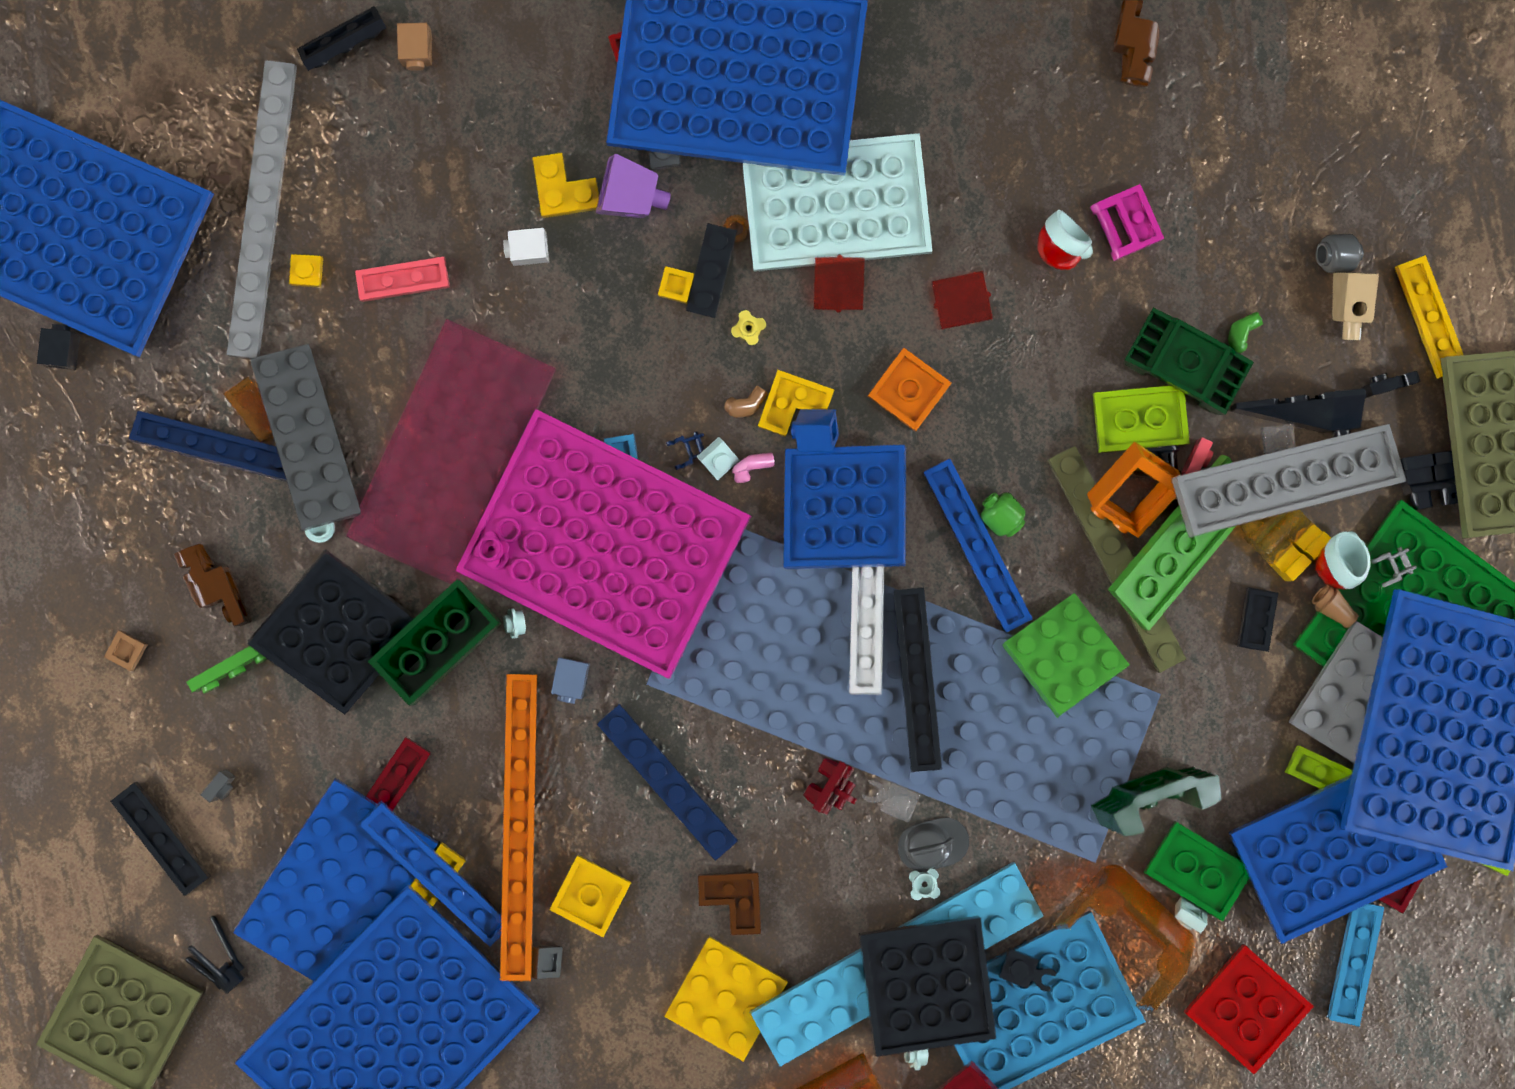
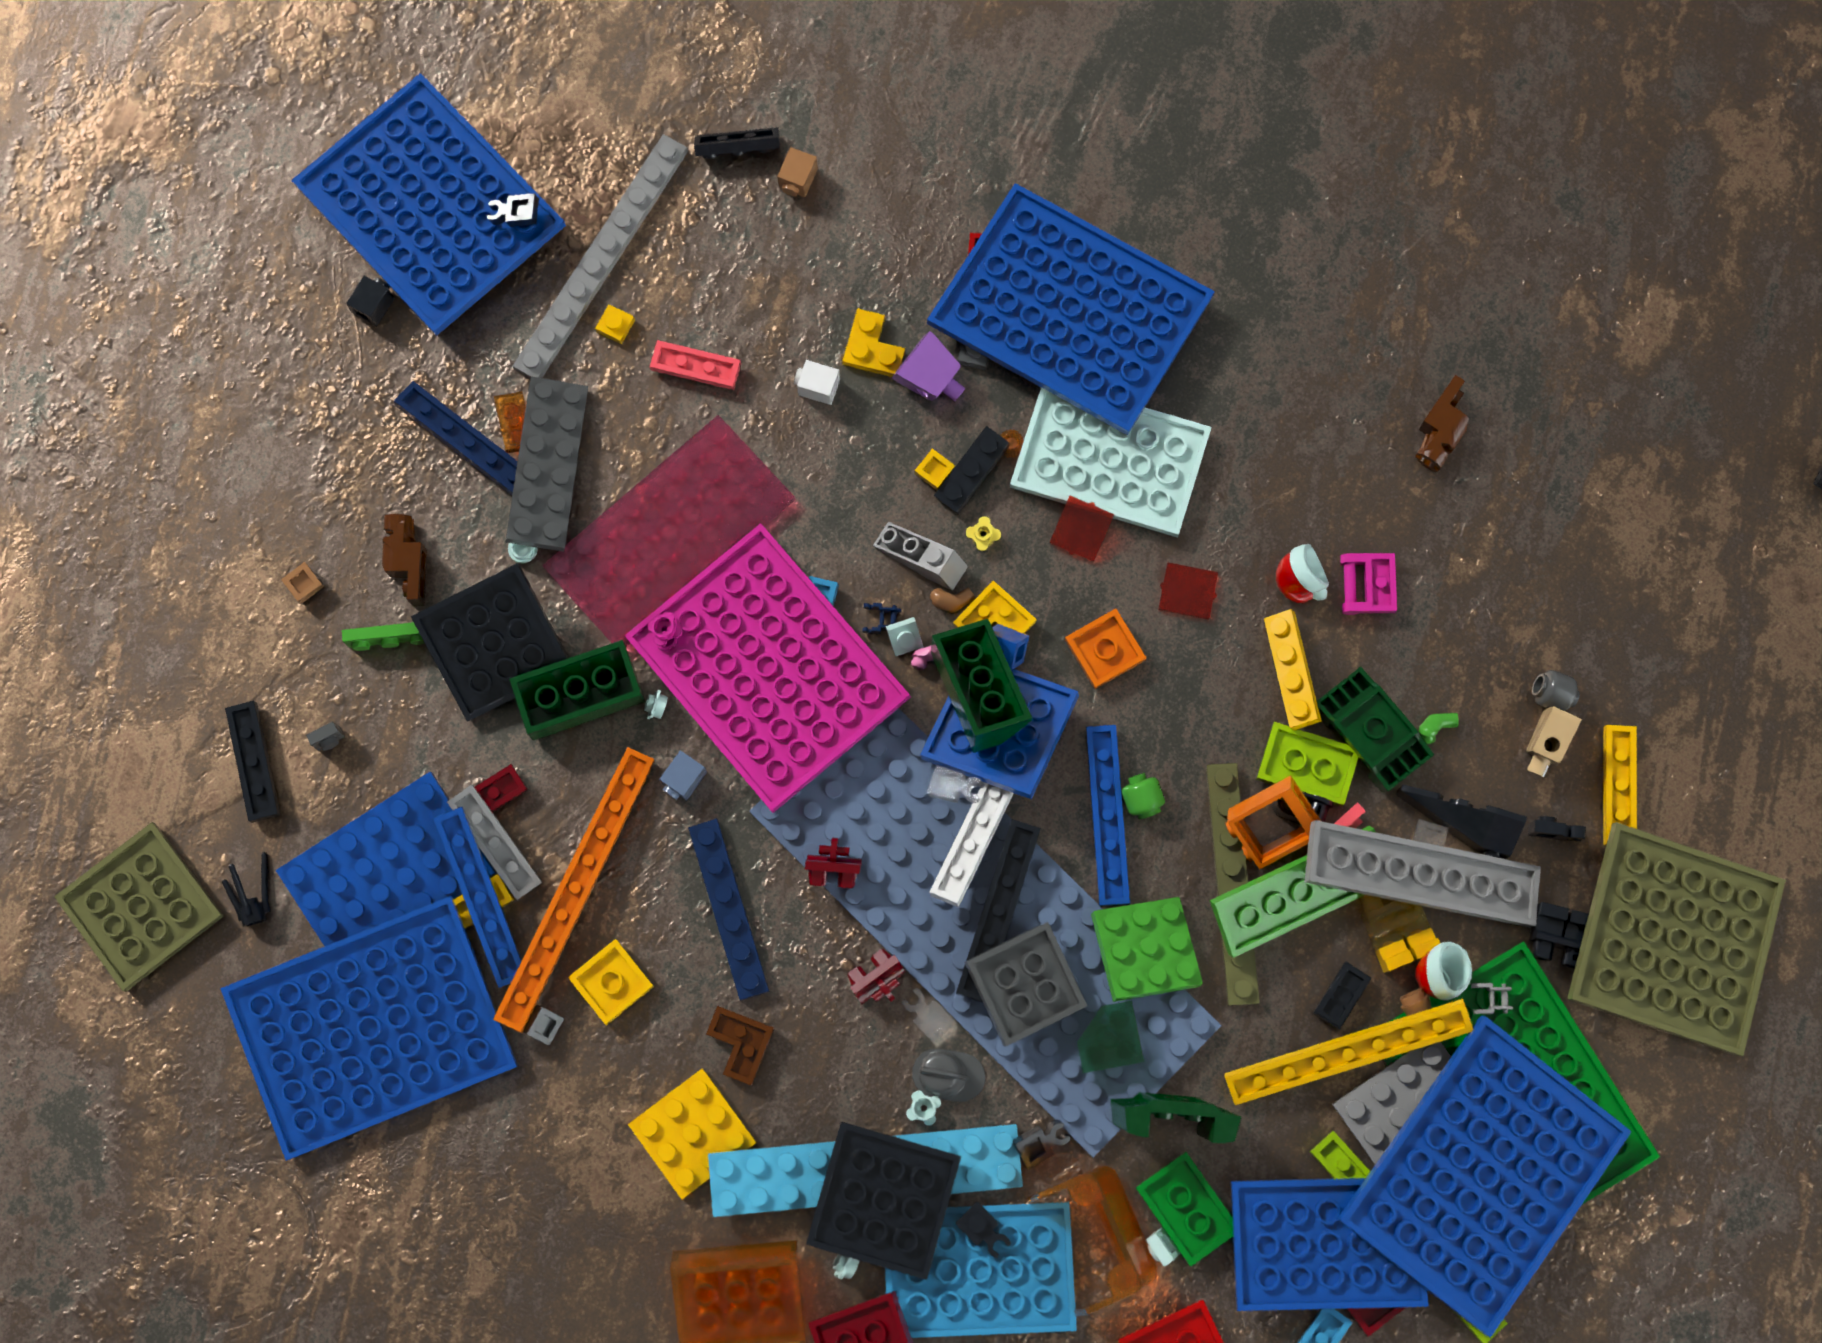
camera: 30 degrees right, 10 degrees down
(162, 202) = (518, 210): none -> plate
(425, 816) = (496, 843): none -> light grey plate
(699, 373) = (922, 555): none -> light grey slope
(746, 700) = (820, 865): none -> dark red hips
(812, 478) = (980, 684): none -> dark green slope
(823, 582) = (950, 784): none -> clear plate
(972, 737) = (1025, 984): none -> dark grey plate
(1040, 873) = (1036, 1145): none -> black plate
(1068, 752) = (1111, 1039): none -> clear green plate
(1091, 336) = (1292, 670): none -> yellow plate
(1287, 671) = (1349, 1052): none -> yellow plate

